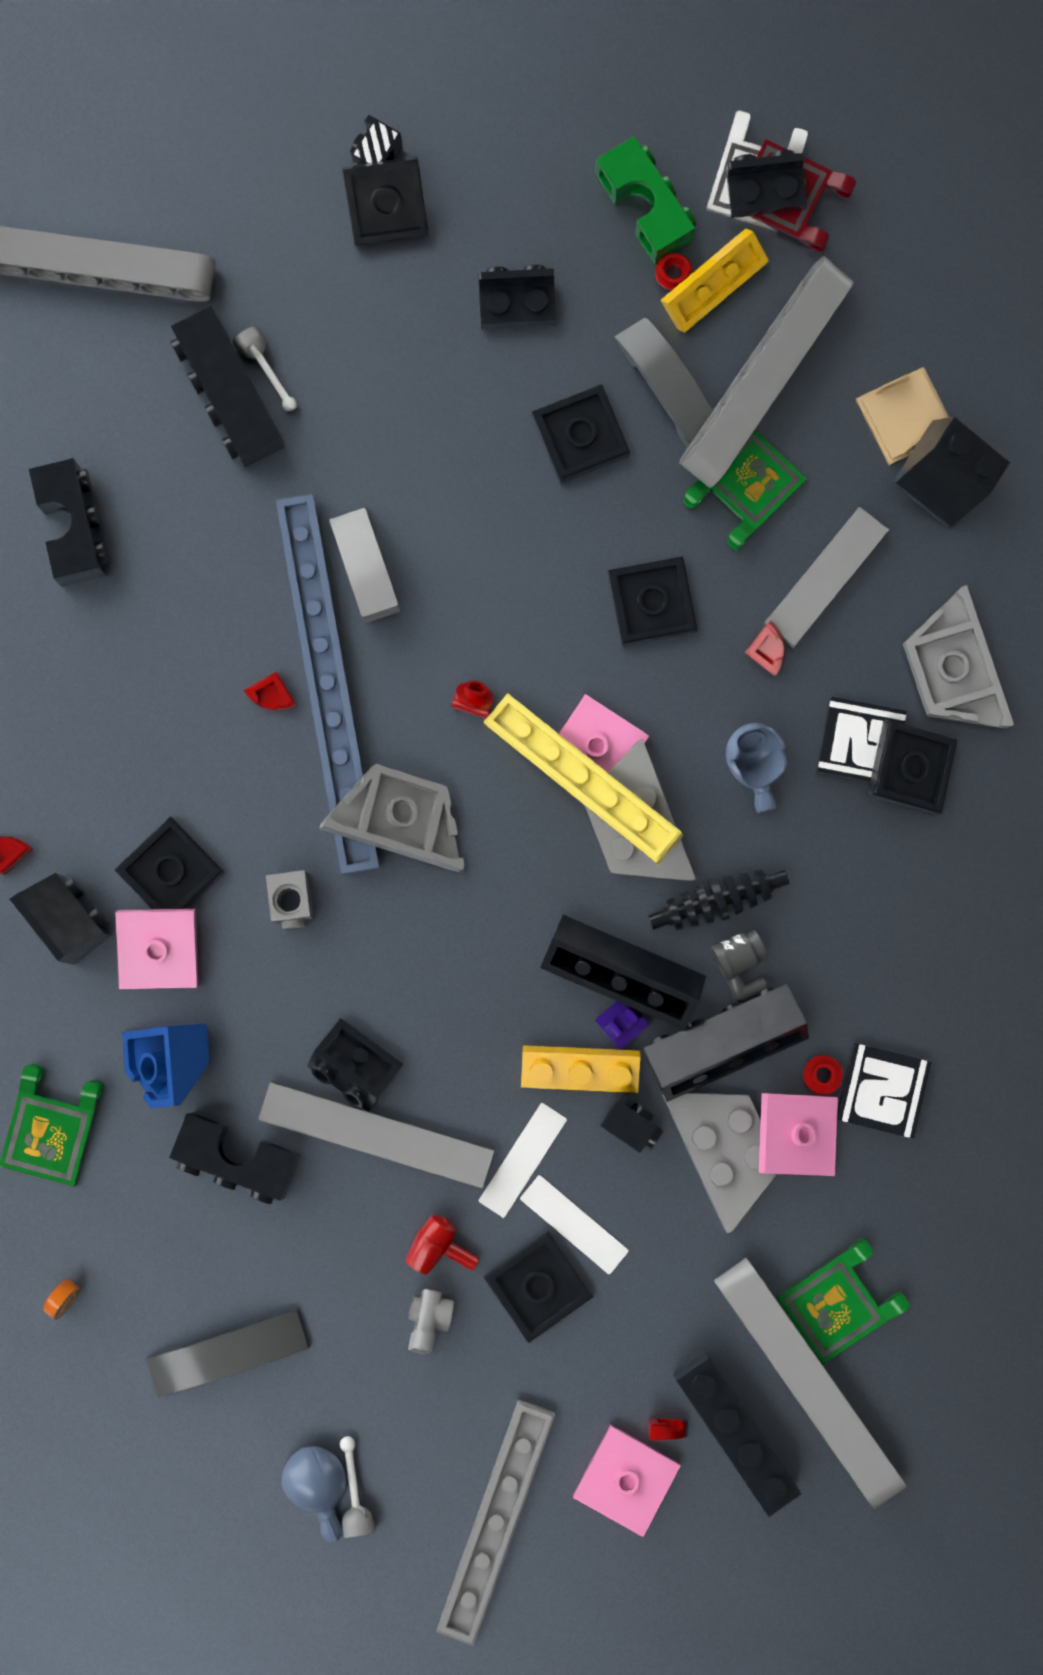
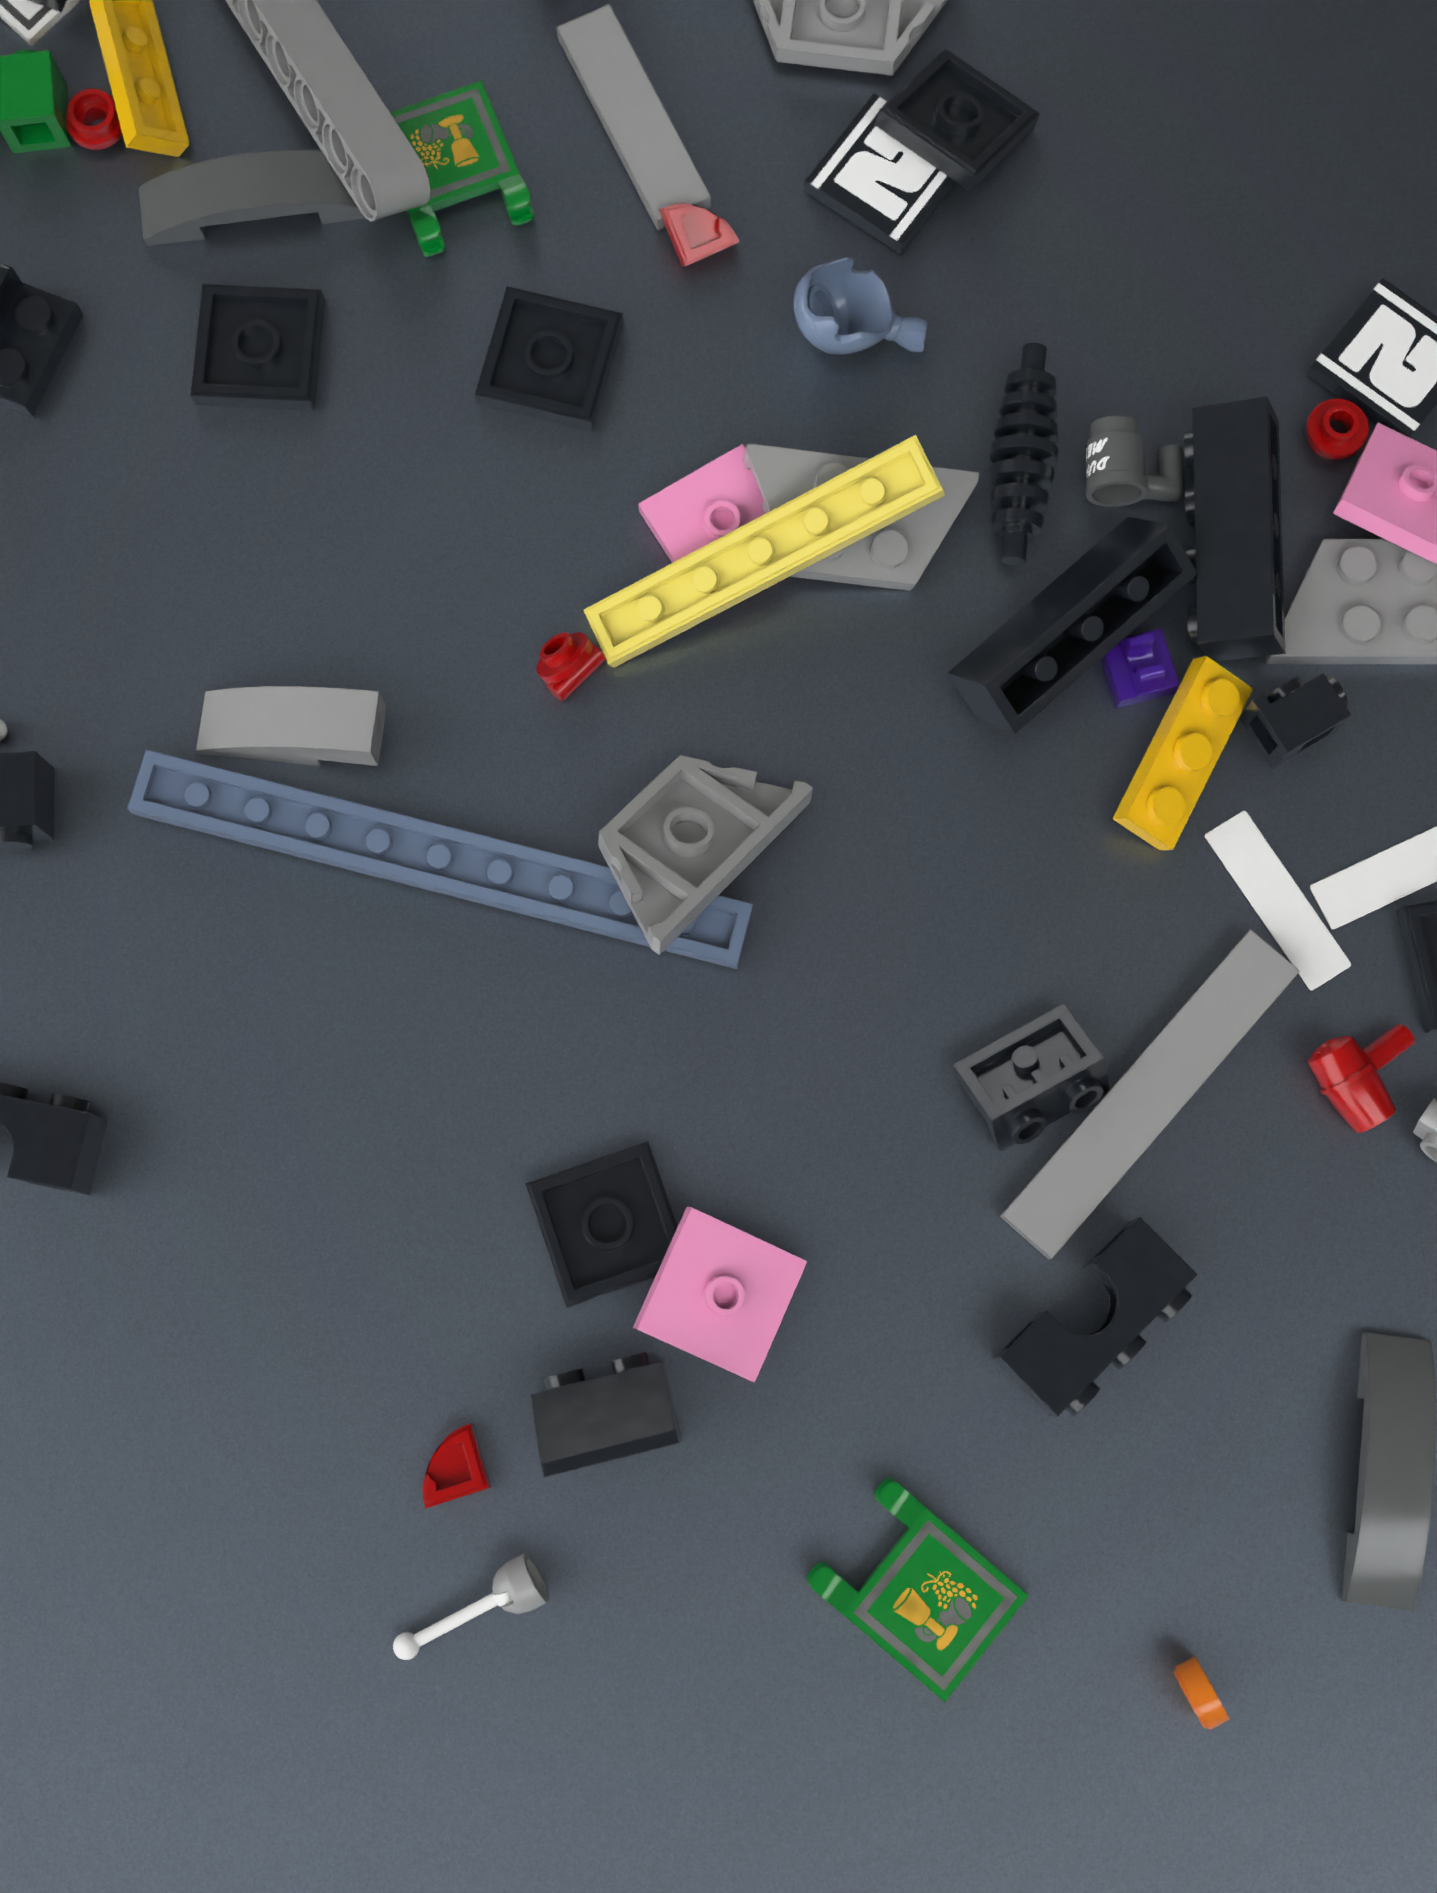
camera: 65 degrees left, 5 degrees down
(166, 1061) = (903, 1358): blue slope -> none
(271, 694) = (414, 951): red tile -> none
(281, 883) = (722, 1033): light grey brick -> none

